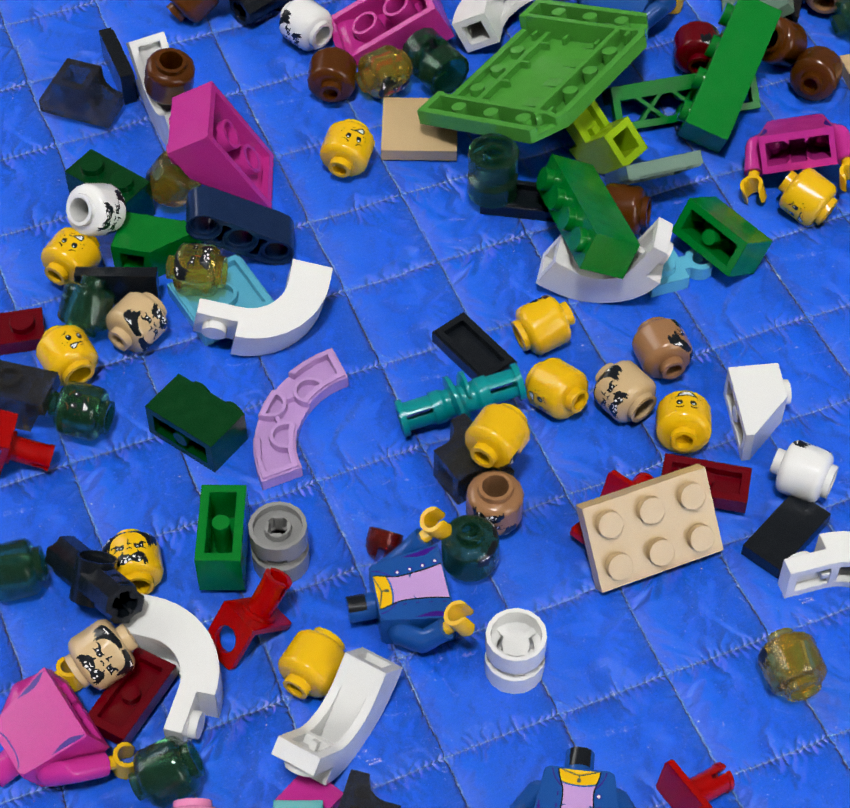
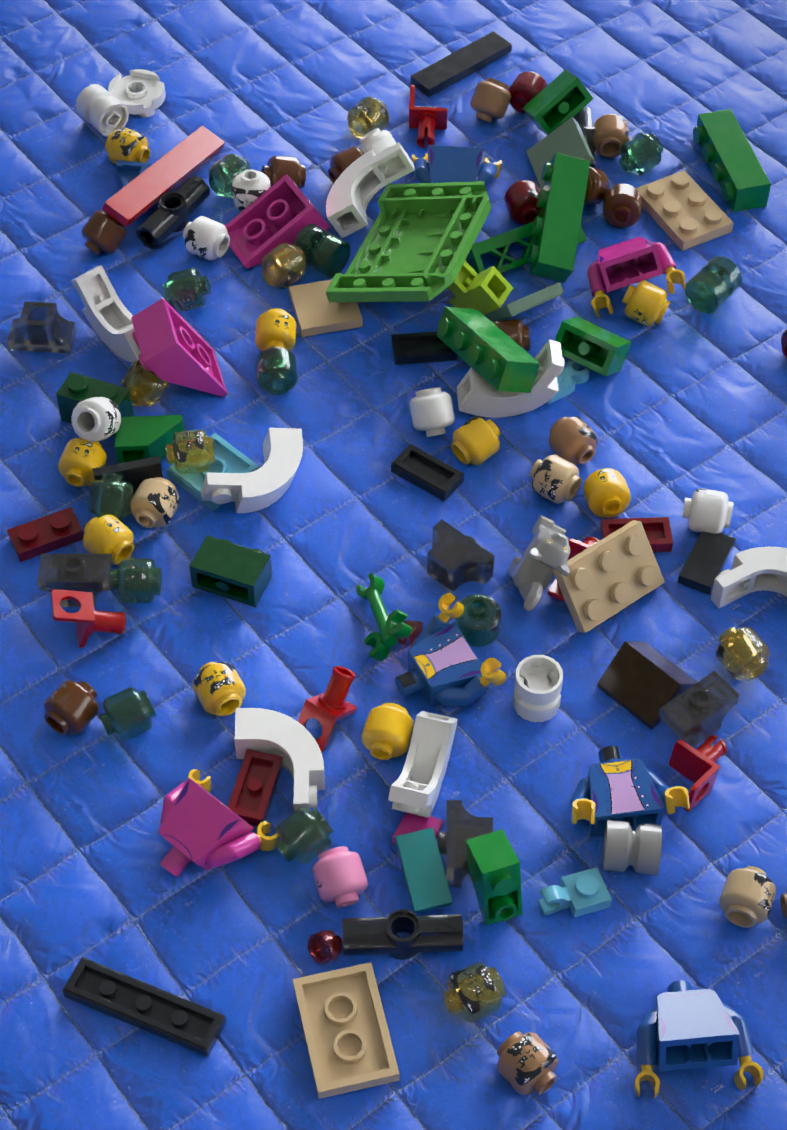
camera: 15 degrees left, 0 degrees up
(94, 579) = (198, 705): black piece -> none
(101, 654) = (226, 759): tan head -> none
(118, 65) = (66, 303): black tile -> none
(168, 74) = (117, 300): reddish brown head -> none
(222, 537) = (286, 653): green brick -> none
(239, 225) = (213, 410): dark blue beam -> none
(262, 79) = (186, 289): none -> head
(279, 539) = (330, 645): light grey wheel -> none
(285, 413) = (296, 551): lavender tile -> none
(332, 74) = (242, 275): reddish brown head -> none
(333, 193) = (276, 370): none -> head
(358, 525) = (389, 626): none -> green bar
(460, 399) = (431, 510): teal piece -> none
(493, 170) = (400, 328): wheel -> none
(496, 498) = (486, 577): medium nougat head -> none
(497, 436) = (477, 530): yellow head -> none
(500, 277) = (431, 411): none -> white head
(557, 388) = (502, 487): yellow head -> none
(569, 486) = (535, 568): none -> light grey animal
(659, 673) = (643, 681): none -> dark brown slope
(711, 725) = (699, 709): none -> clear smoke brick
(755, 404) = (654, 468): white slope -> none

